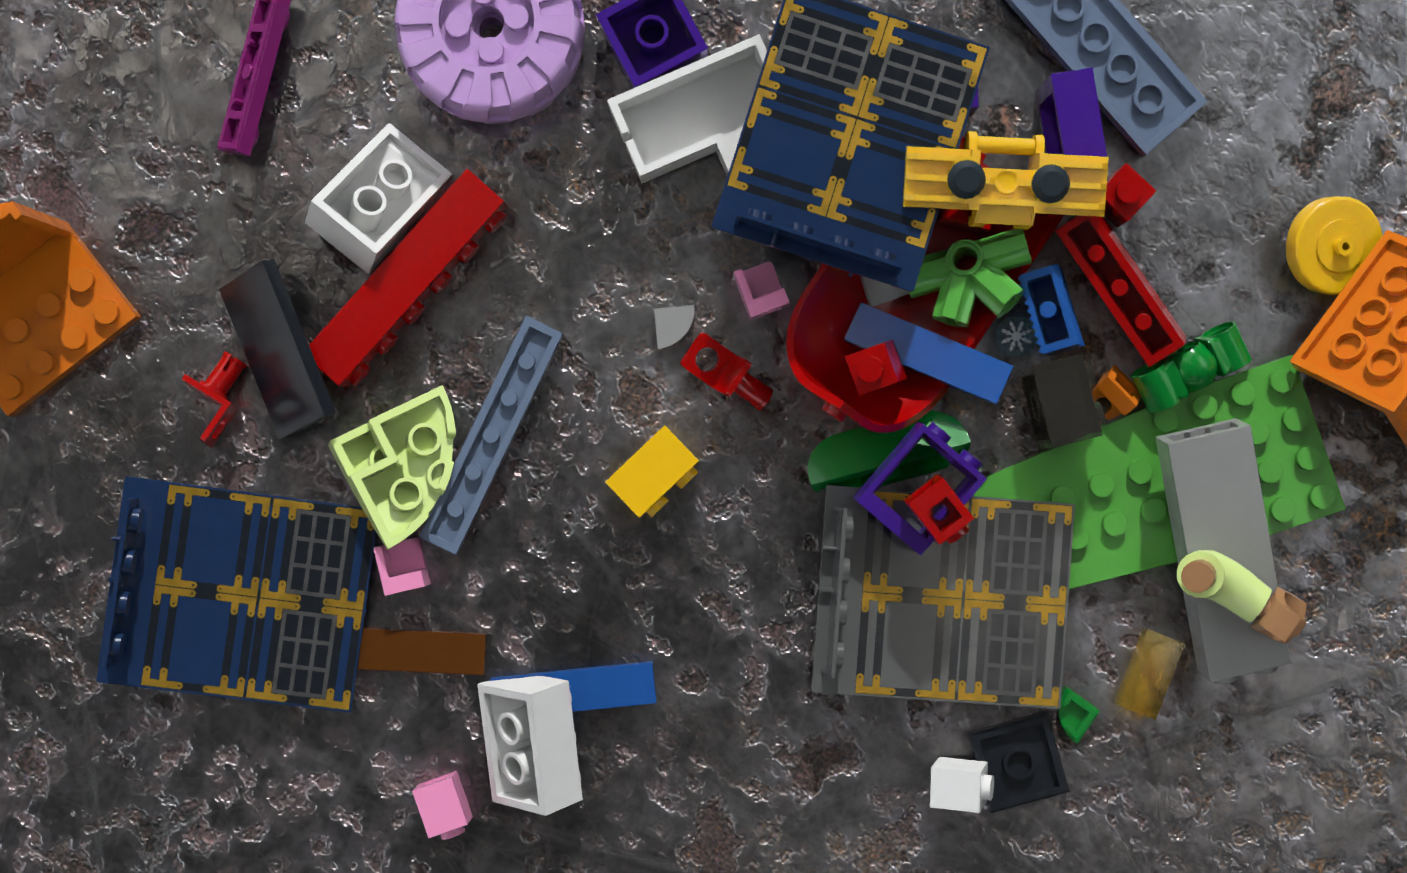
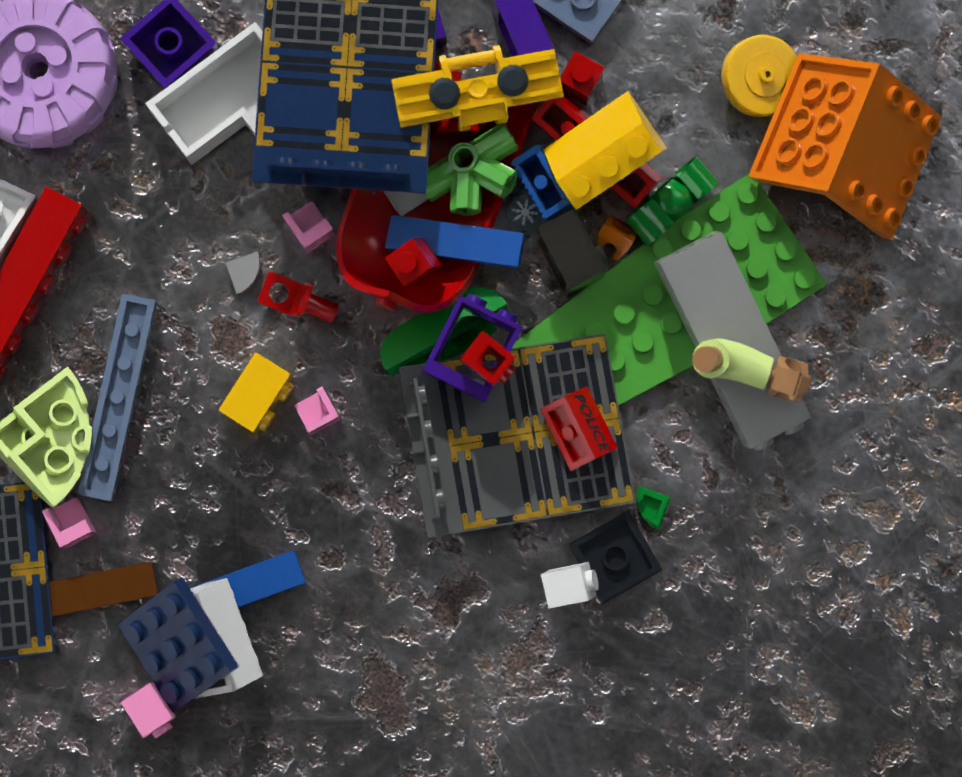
camera: 15 degrees left, 5 degrees down
(494, 744) = (178, 644): none -> dark blue plate
(717, 510) = (317, 412): none -> bright pink panel
(1018, 610) = (578, 428): none -> red panel
(1134, 292) = (603, 150): none -> yellow slope
(1149, 673) = (703, 457): clear yellow plate -> none

